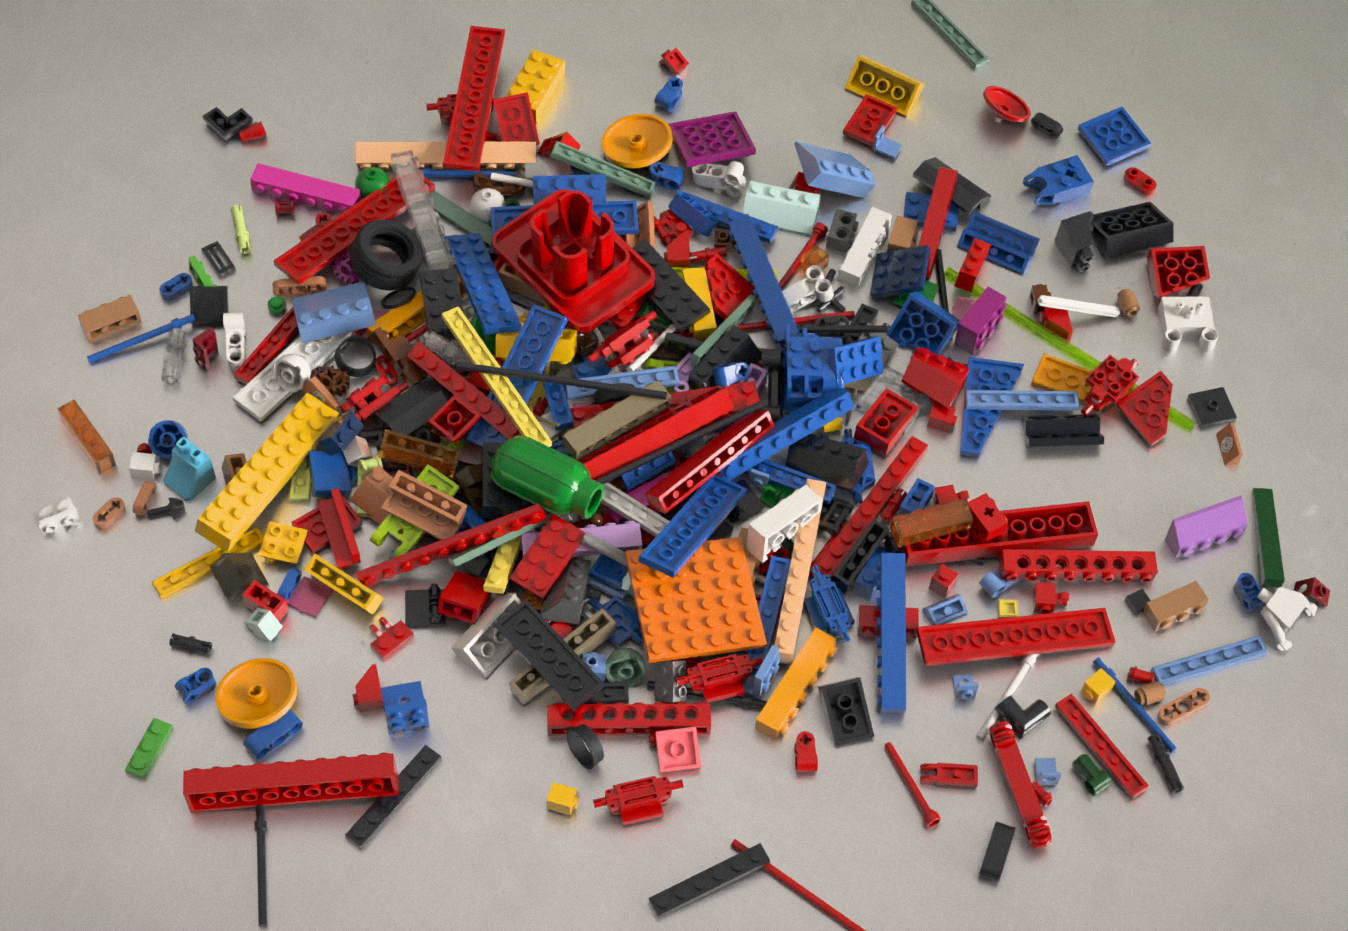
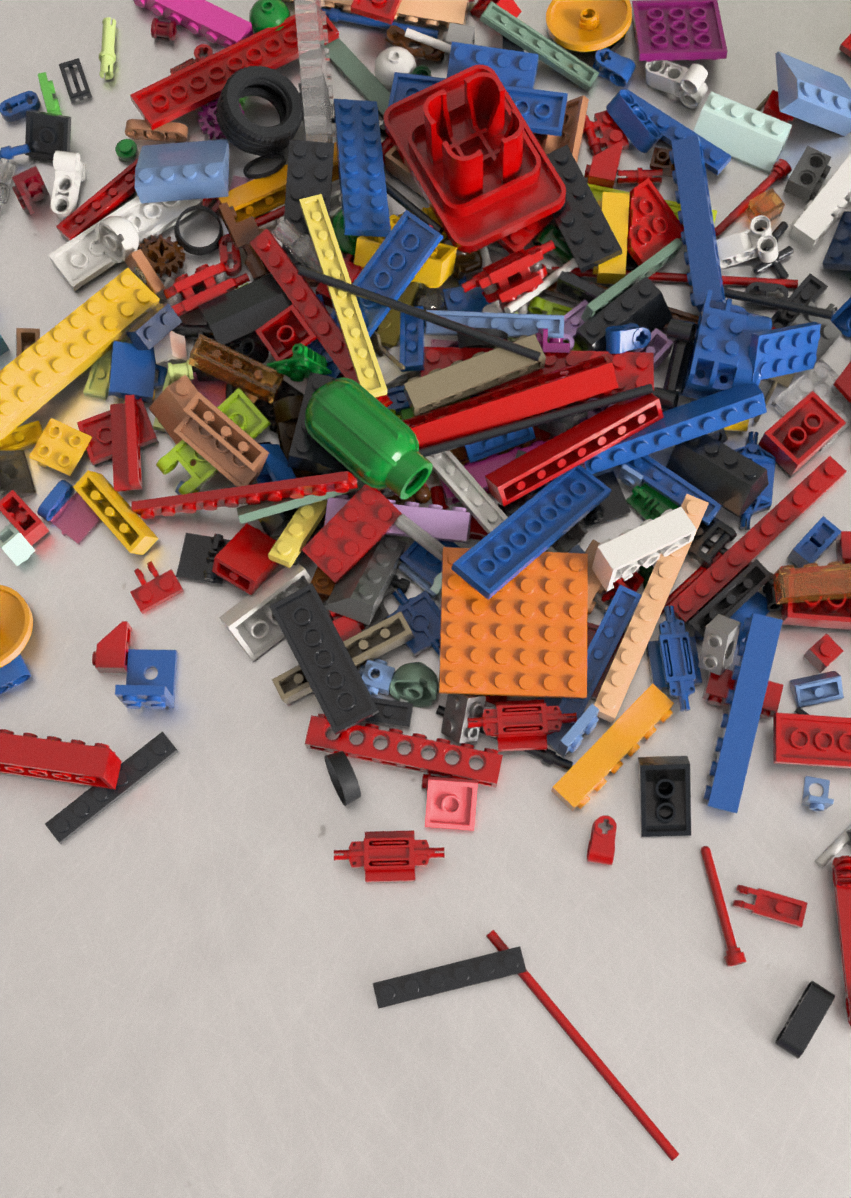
camera: 20 degrees right, 15 degrees up
(473, 440) = (302, 363): none -> green hinge
(540, 407) = (391, 337): red pin -> none
(562, 799) = (301, 836): yellow brick -> none
(673, 388) = (553, 345): none -> magenta bracket
(860, 585) = (719, 644): none -> light grey brick
(893, 505) = (785, 541): red axle -> none

